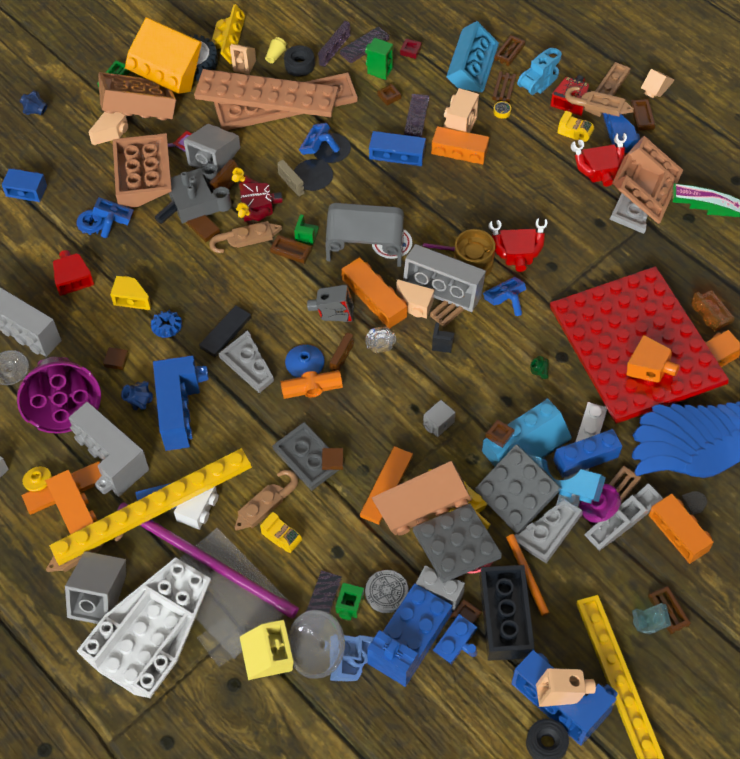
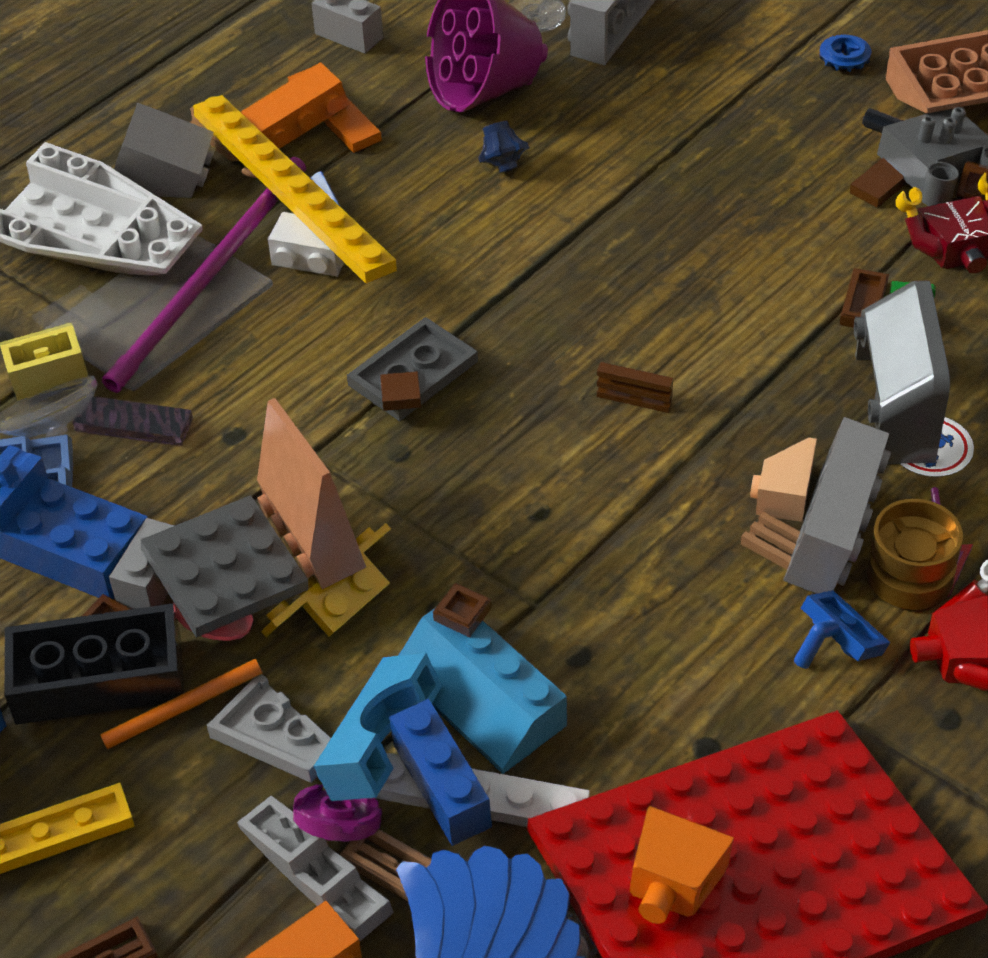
camera: 85 degrees right, 10 degrees down
(35, 478) = (348, 74): yellow piece -> none
(71, 273) = (729, 44): red torso -> none
(111, 212) = (867, 64): blue plate -> none
(115, 358) = (577, 122): reddish brown tile -> none
(121, 458) = (393, 129): light grey hinge -> none
(129, 293) = (707, 111): yellow slope -> none
(166, 330) = (662, 175): blue gear -> none
(173, 383) = (489, 182): blue hinge -> none
(225, 331) = (659, 238): black tile -> none
(246, 235) = (877, 237): medium nougat plate -> none
(247, 362) = (596, 269): light grey wing -> none
(265, 502) = (319, 329): medium nougat plate -> none
(280, 533) = (260, 349): yellow leg -> none
(297, 366) = (618, 345): blue dish -> none
(311, 384) = (562, 355): orange piece -> none
(333, 304) = (738, 347): dark grey torso -> none
(349, 594) = (130, 448): green brick -> none
(374, 292) = (786, 417): orange brick -> none
(380, 339) = (677, 437): clear head -> none
(386, 591) = (158, 495): light grey tile -> none
(389, 477) = (385, 487): orange tile -> none
(438, 418) = (512, 540): light grey brick -> none
(442, 340) = (701, 530): black panel -> none
(456, 640) = (49, 600): blue plate -> none
(517, 489) = (354, 663): dark grey plate -> none
(540, 367) = (666, 704): dark green plate -> none
(651, 619) = (75, 911): clear light blue bracket -> none

